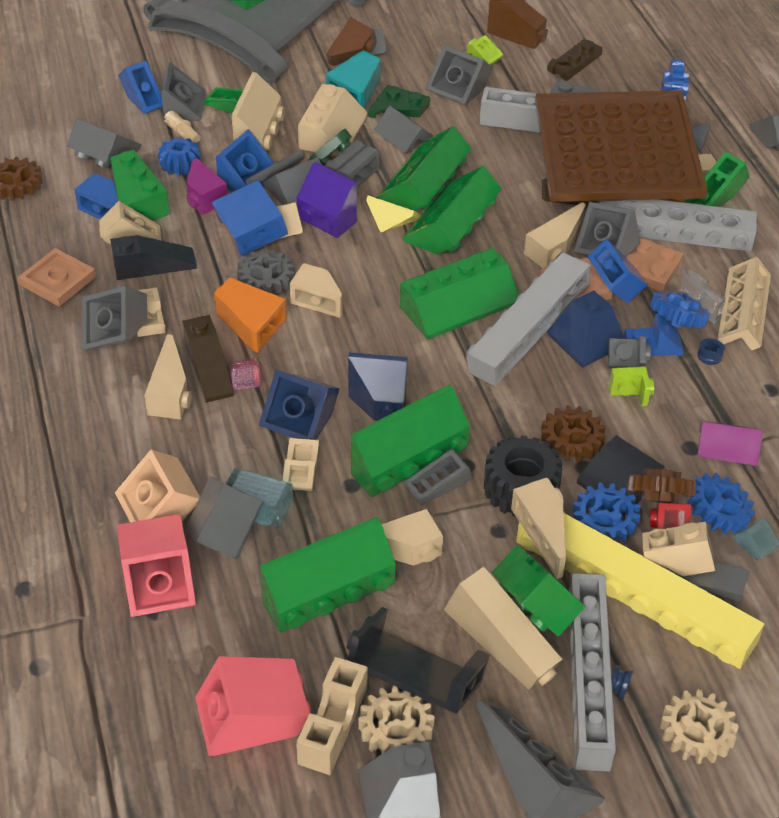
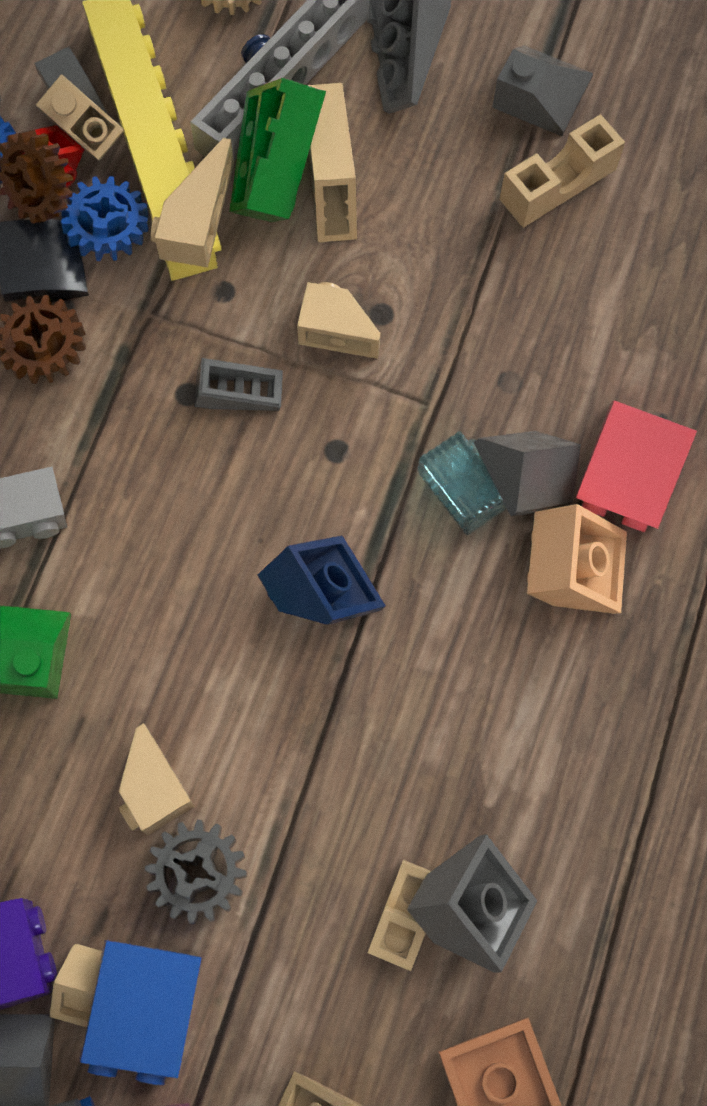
camera: 145 degrees left, 25 degrees up
(145, 256) = (334, 1028): black slope -> none
(167, 388) = (466, 730): tan slope -> none
(207, 358) = (384, 751): dark brown slope -> none
(244, 374) = (346, 707): clear pink slope -> none
(250, 312) = (273, 803): orange slope -> none
(251, 703) = (630, 233): coral slope -> none
(301, 463) = (379, 506): tan slope -> none
(327, 575) = (462, 321): green slope -> none
(377, 383) = (210, 531): slope -> none
(395, 720) = (500, 137): tan gear -> none
(408, 441) = (239, 433): green slope -> none
(413, 667) = (440, 173): black panel -> none
(515, 458) = (147, 283): black tyre -> none

